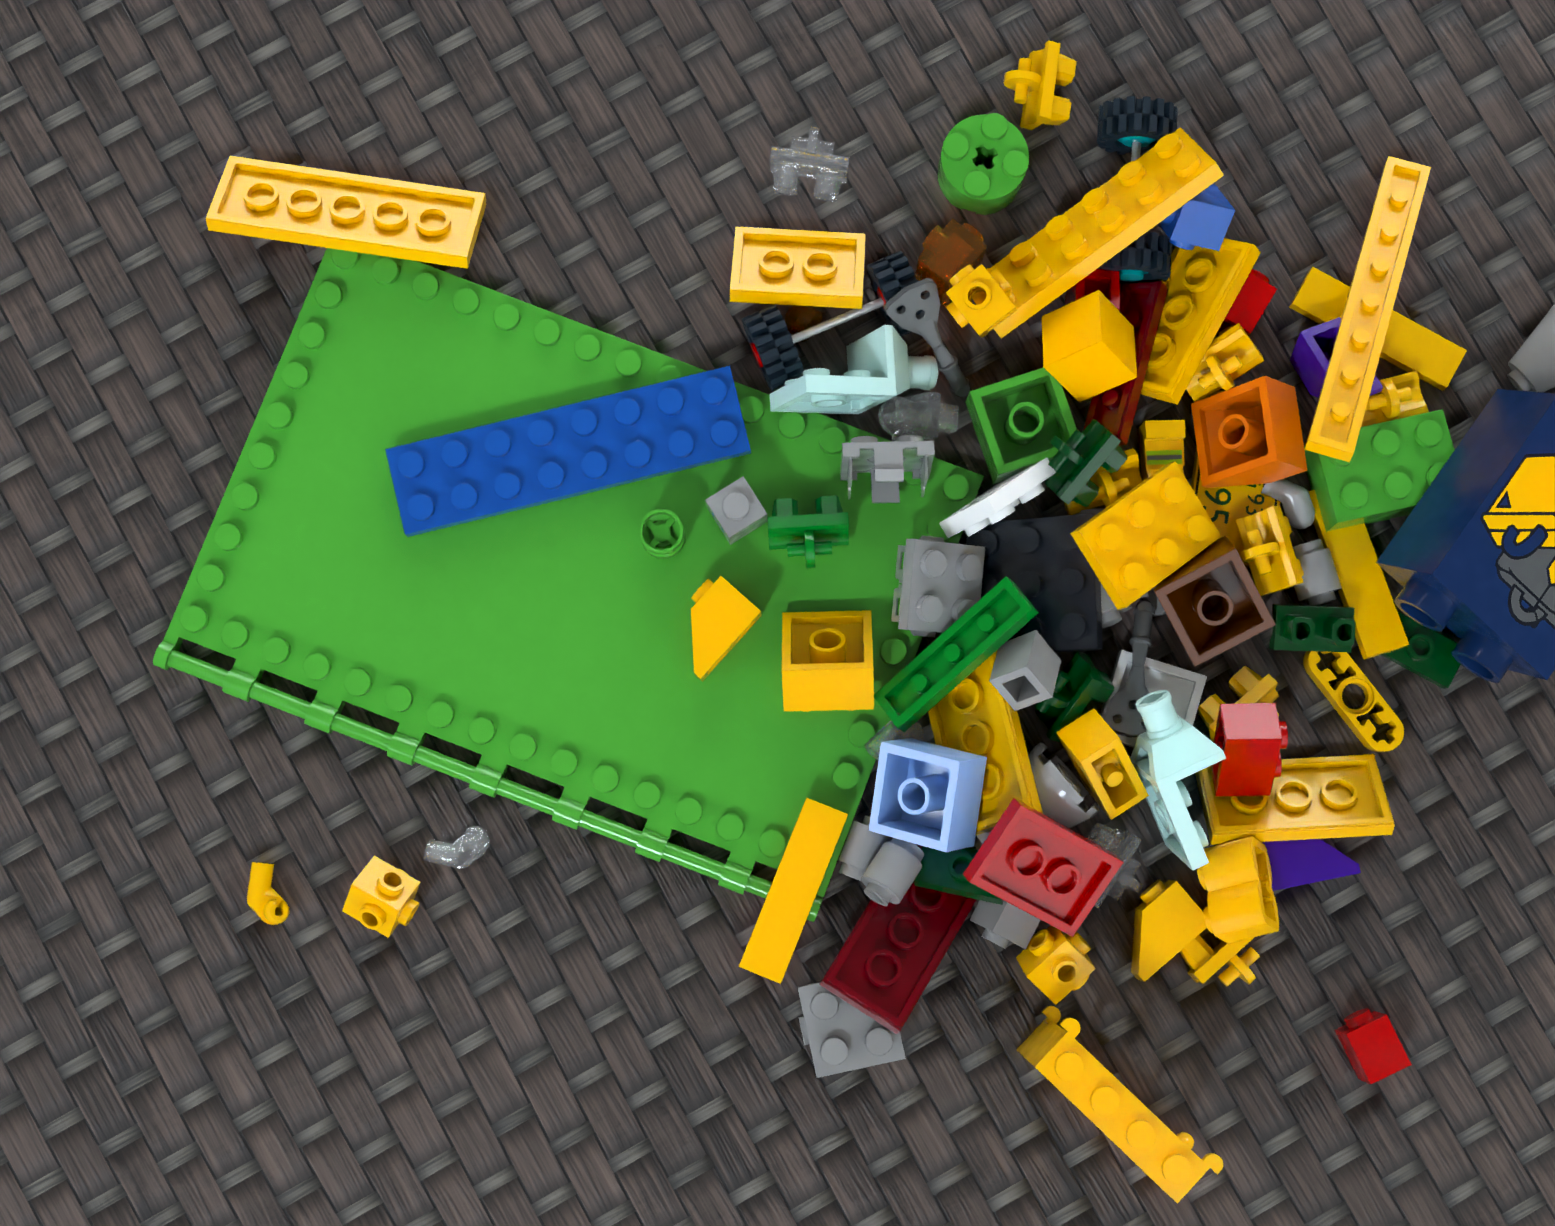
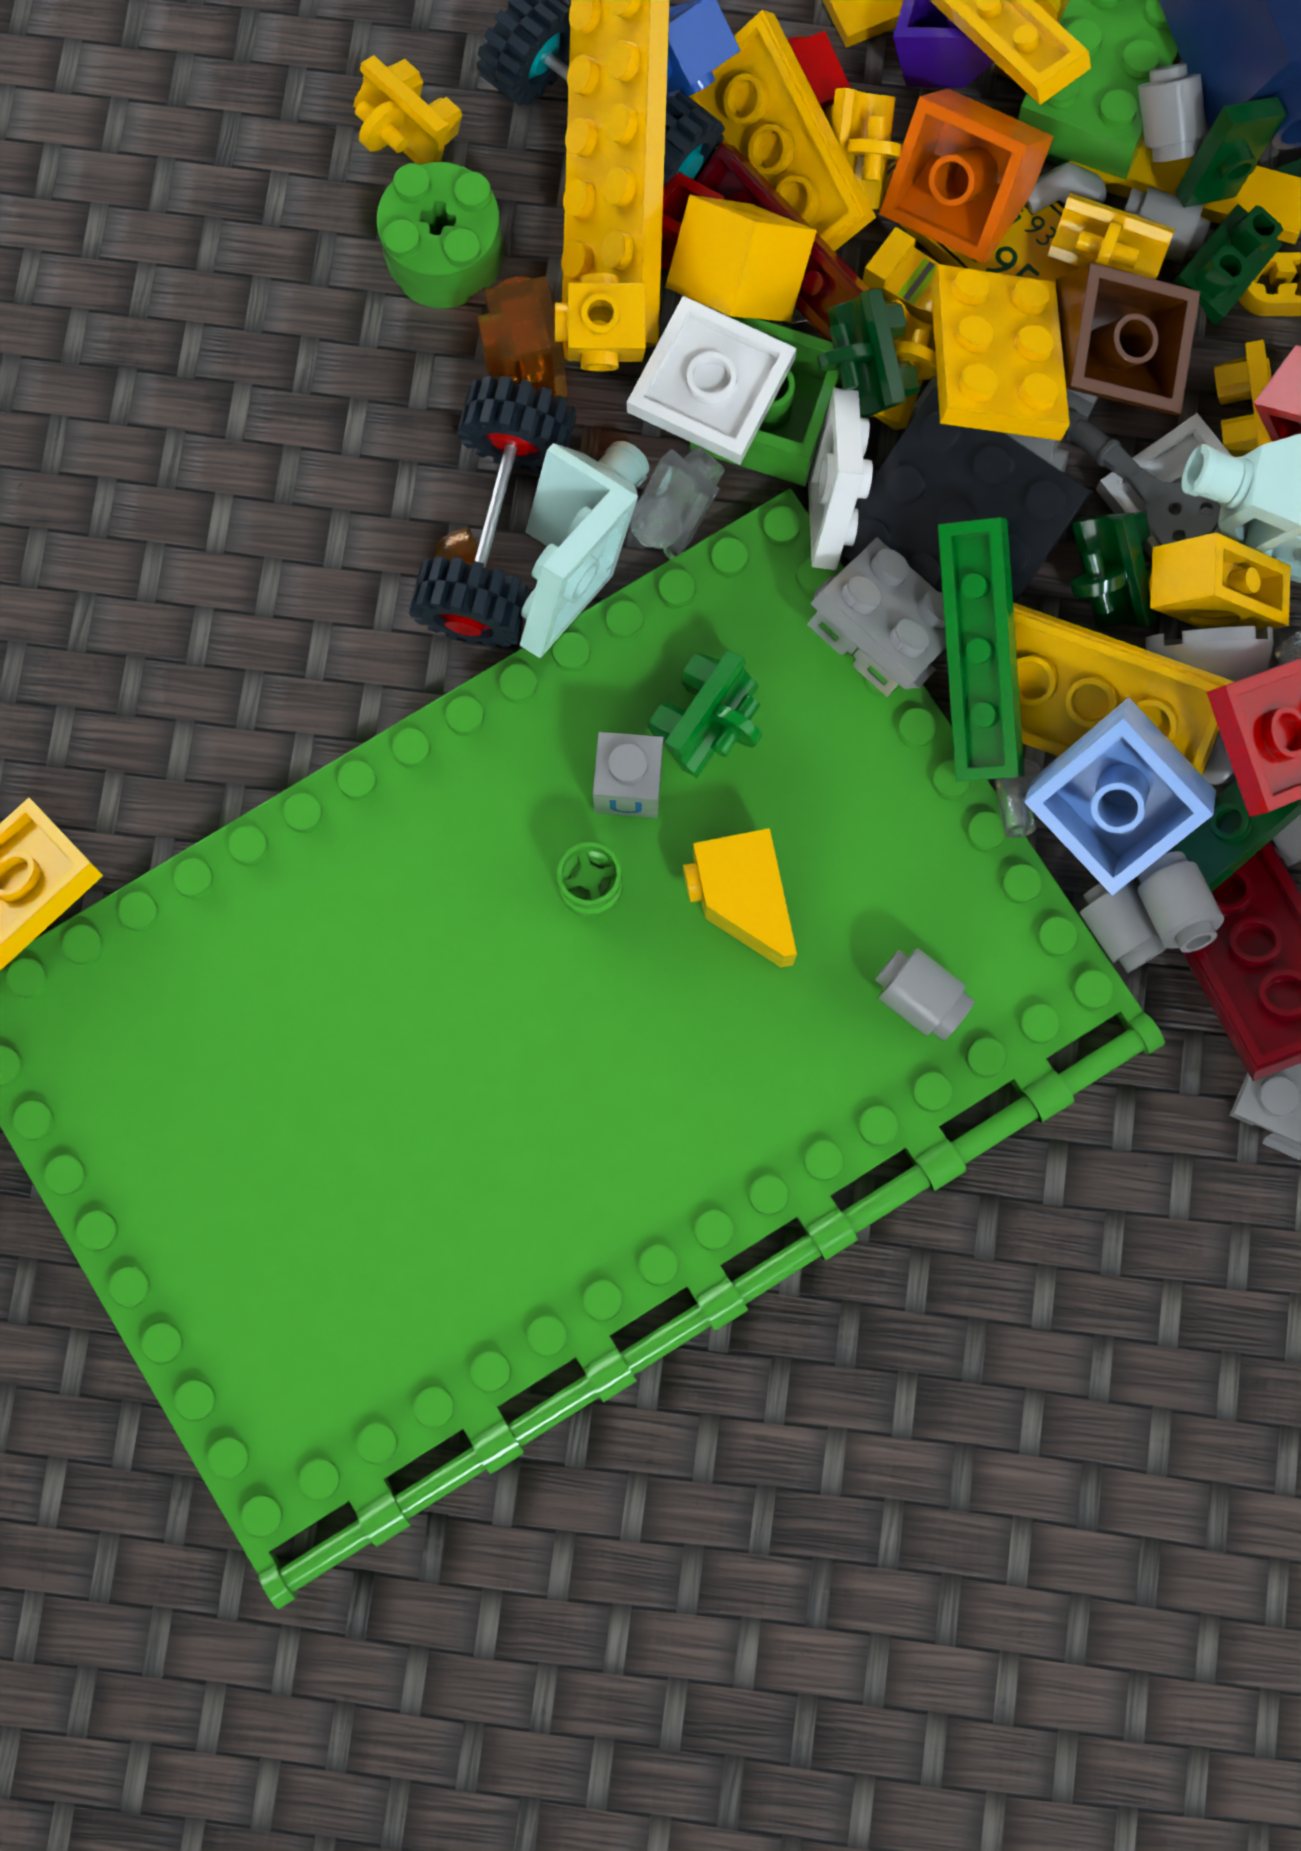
camera: 55 degrees left, 5 degrees down
(263, 898) = (663, 1682): yellow arm -> none
(382, 897) = (774, 1530): yellow brick -> none
(460, 853) = (784, 1397): clear arm -> none
(568, 451) = (406, 923): blue plate -> none
(736, 765) = (924, 993): none -> light grey brick
(793, 890) = (1116, 1036): yellow tile -> none
(798, 267) = (398, 511): yellow plate -> none
(811, 160) = (286, 413): clear hips -> none
(827, 661) = (880, 800): yellow slope -> none
(887, 464) = (704, 562): light grey piece -> none
(926, 326) = (578, 414): dark grey piece -> none
(998, 385) = (711, 380): none -> white plate
(1025, 670) = (1060, 585): light grey brick -> none
(1371, 529) = (1172, 113): none -> light grey brick
(1372, 580) = (1230, 151): none -> dark green plate

